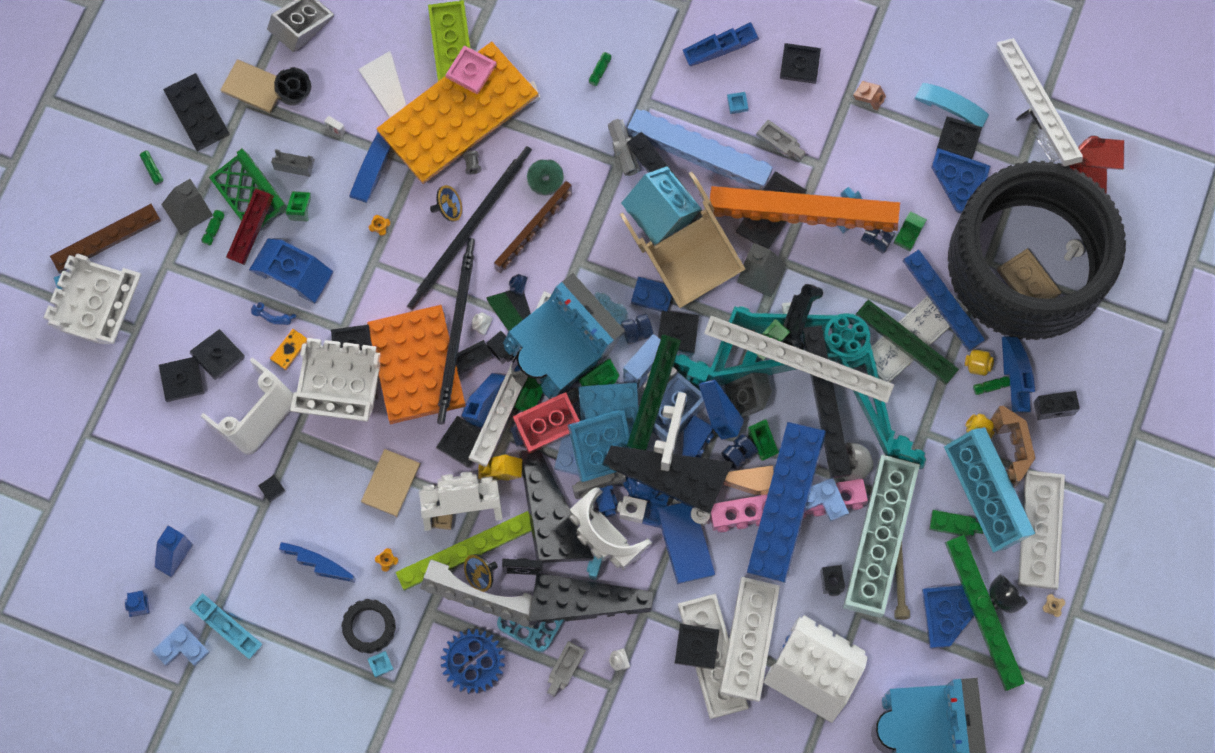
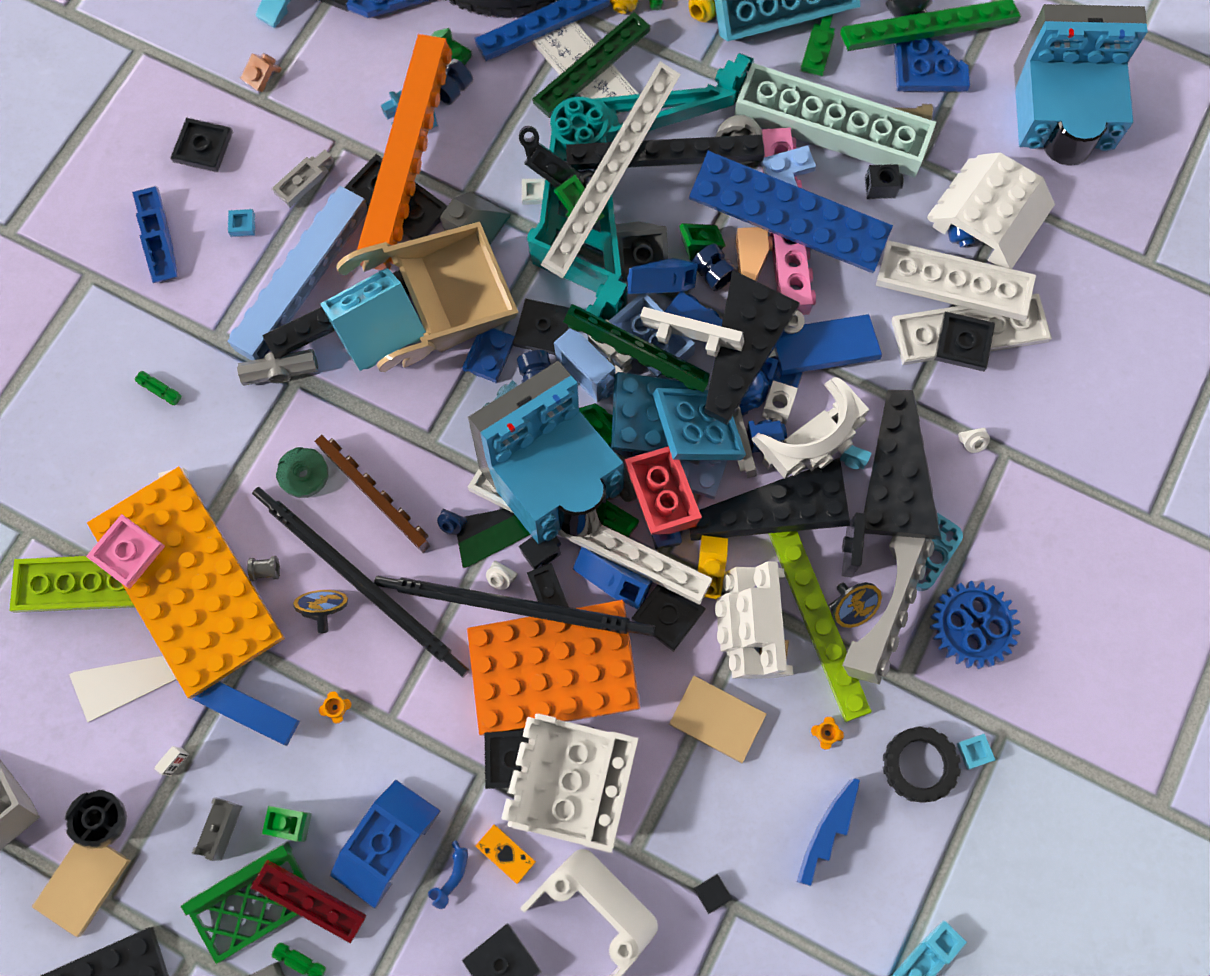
camera: 80 degrees left, 0 degrees up
(565, 667) = (985, 507): light grey hinge -> none

